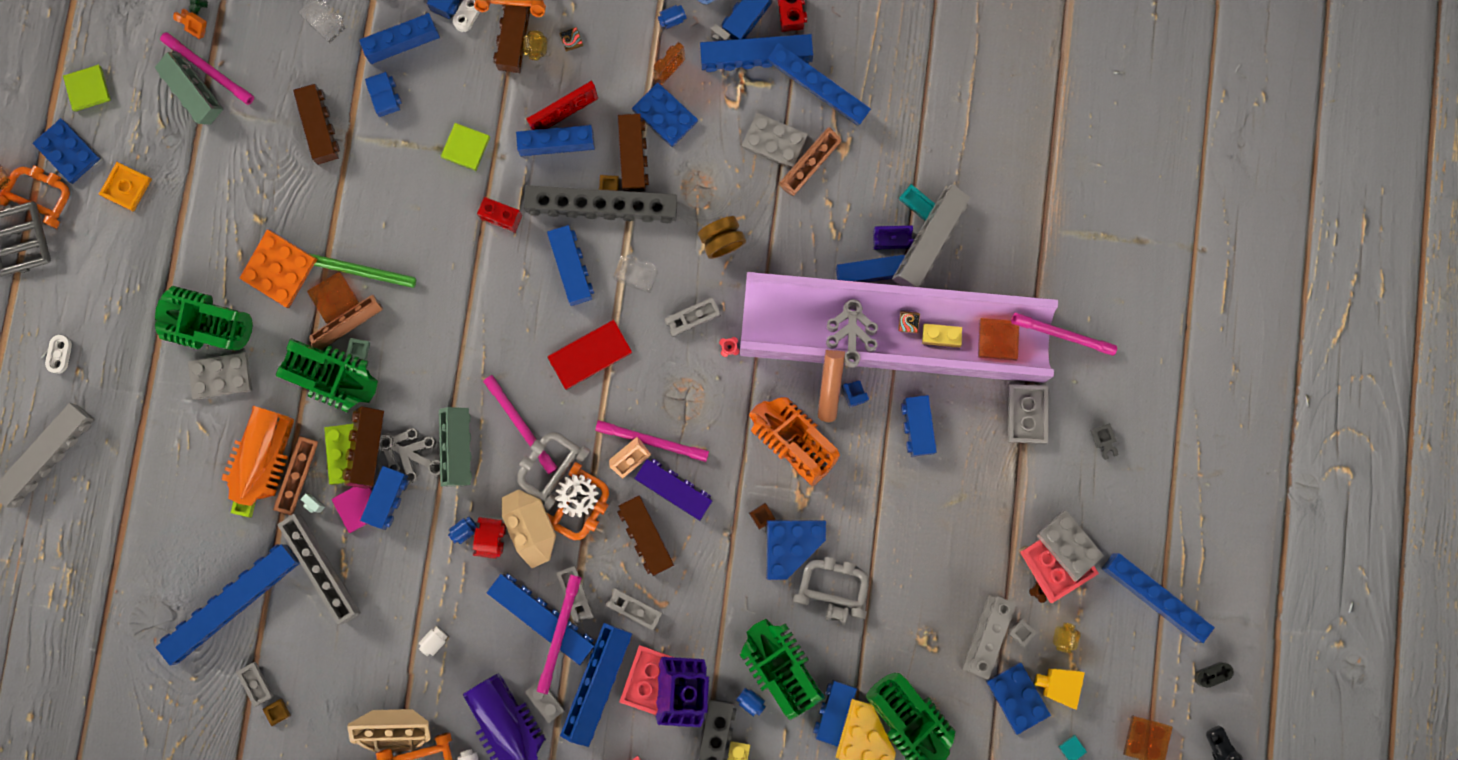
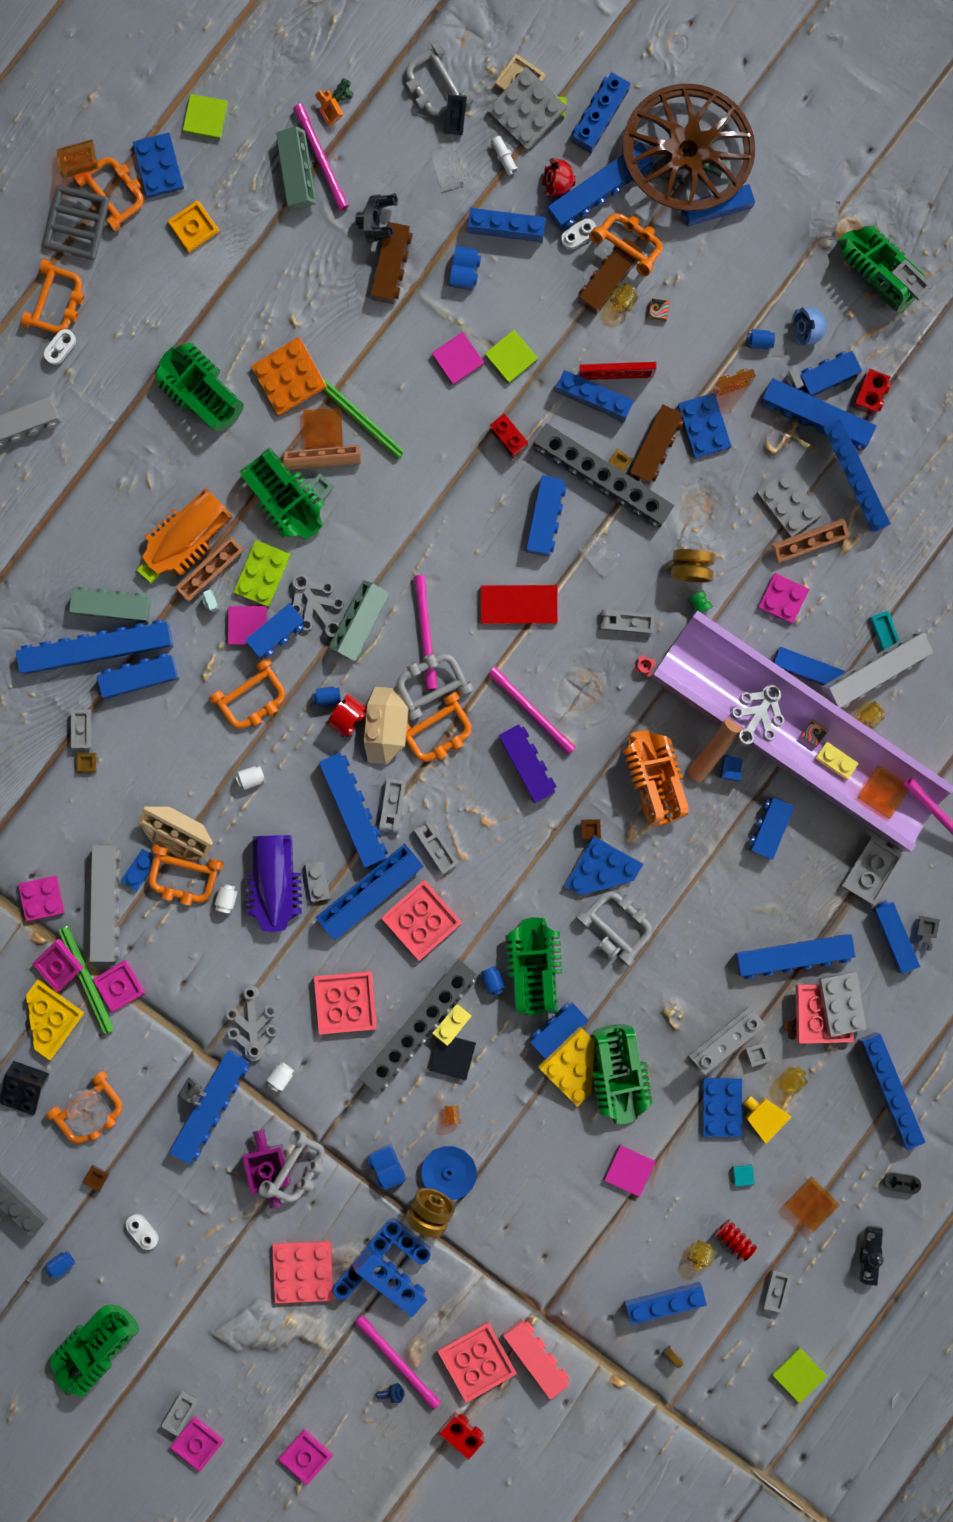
camera: 30 degrees right, 5 degrees up
(53, 321) = (70, 314): none -> orange bar
(219, 376) = (188, 443): light grey plate -> none
(222, 558) = (110, 605): none -> sand green brick
(277, 95) = (370, 218): none -> black connector
(280, 609) = (138, 676): none -> blue brick
(319, 569) = (187, 661): light grey brick -> none
(363, 447) = (281, 577): reddish brown brick -> none
(409, 586) = (270, 708): none -> orange bar
(419, 173) = (458, 358): none -> dark pink tile
(547, 675) = (392, 801): dark pink piece -> none
(578, 503) = (441, 730): white gear -> none
(629, 457) = (504, 714): light nougat slope -> none
(646, 536) = (481, 789): reddish brown brick -> none
(682, 692) = (439, 939): dark purple slope -> none
(745, 265) = (700, 602): none -> green wheel
(815, 223) = (783, 598): none -> dark pink plate
(892, 237) = (844, 649): dark purple hinge -> none
(947, 279) = (871, 714): none -> clear yellow head
(1004, 525) = (794, 955): none -> blue brick
(1081, 460) = (896, 936): none -> blue brick

